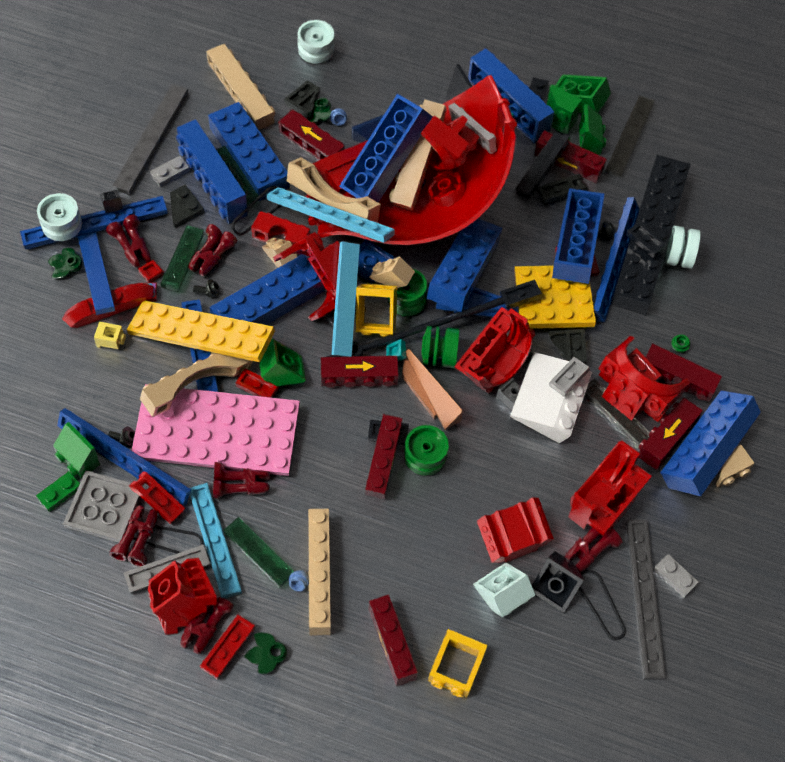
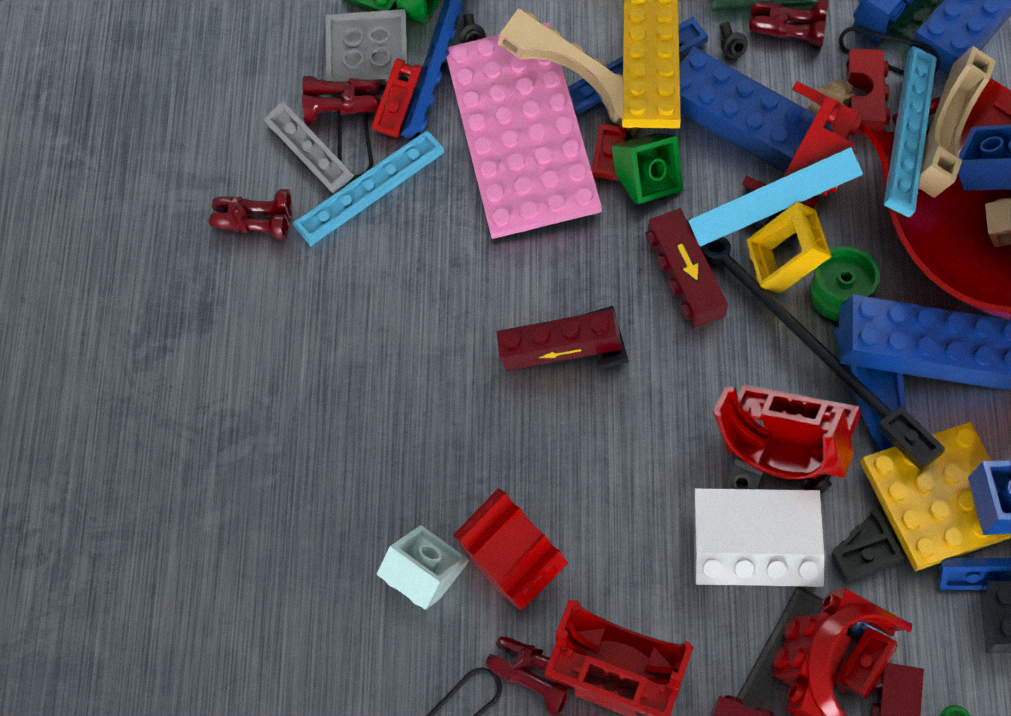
camera: 80 degrees right, 5 degrees up
(180, 594) = (268, 166): red slope -> none
(227, 647) = (229, 253): red plate -> none
(248, 477) = (468, 189): dark red piece -> none
(258, 552) = (368, 242): clear green plate -> none
(263, 653) = (235, 298): dark green plate -> none
(298, 580) = (346, 302): medium blue plate -> none
(319, 572) = (364, 320): tan brick -> none
(368, 257) = (871, 223): blue plate -> none
(392, 272) = (852, 244): tan slope -> none
(392, 640) = (297, 442): dark red brick -> none
(397, 349) = (742, 305): teal plate -> none
(426, 450) = (593, 392): green wheel -> none
(430, 392) = (694, 370): nougat wedge -> none
(440, 346) = (769, 355): green wheel -> none
(462, 643) = (323, 540): yellow window -> none
(557, 581) = (461, 635): black slope -> none
(569, 376) = (788, 546): light grey plate -> none

